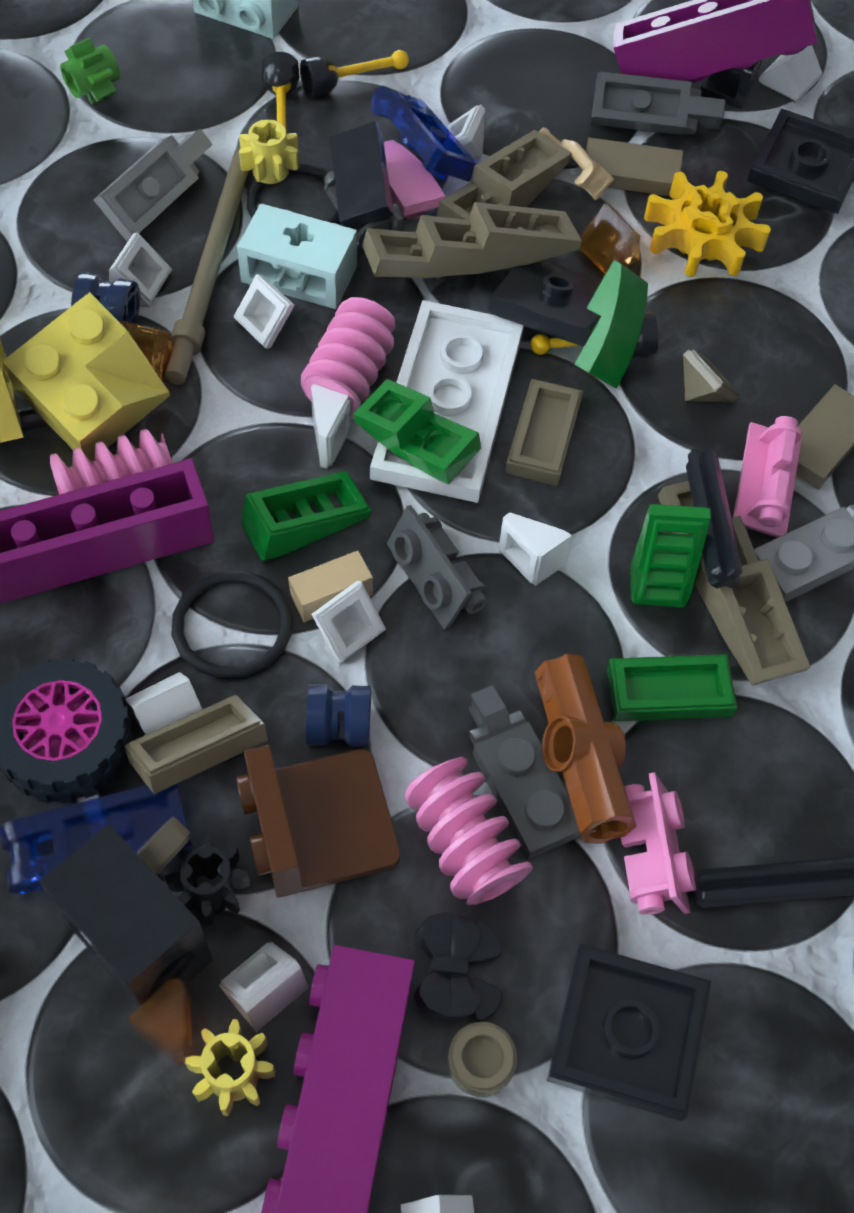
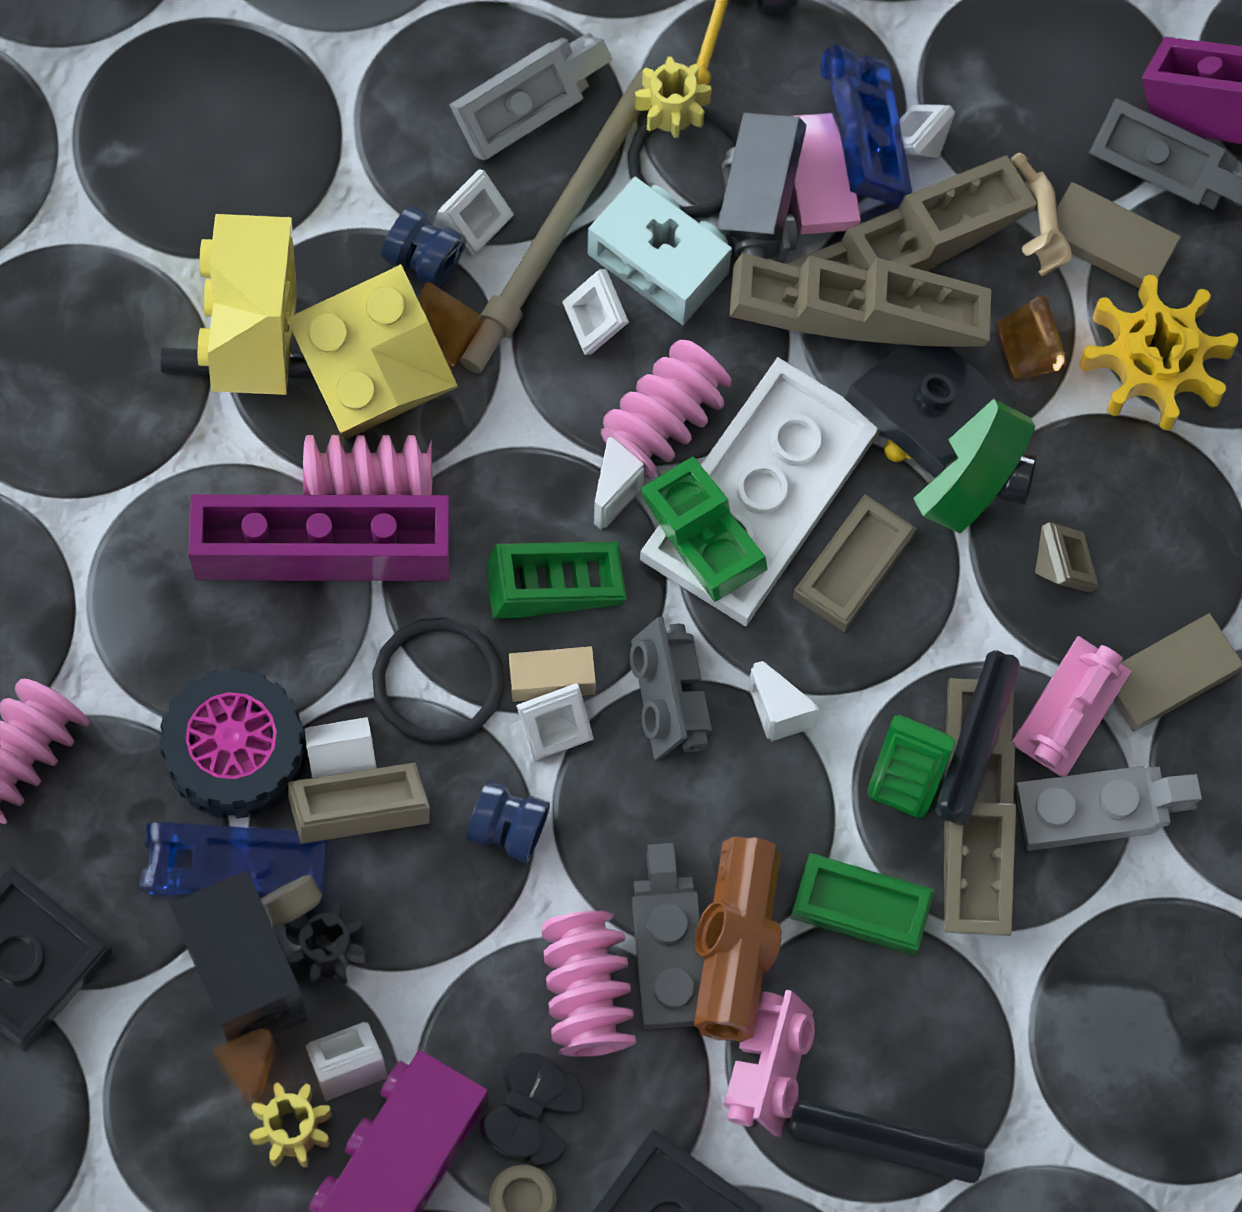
camera: 20 degrees right, 10 degrees up
(317, 819) = (450, 920): reddish brown bracket -> none

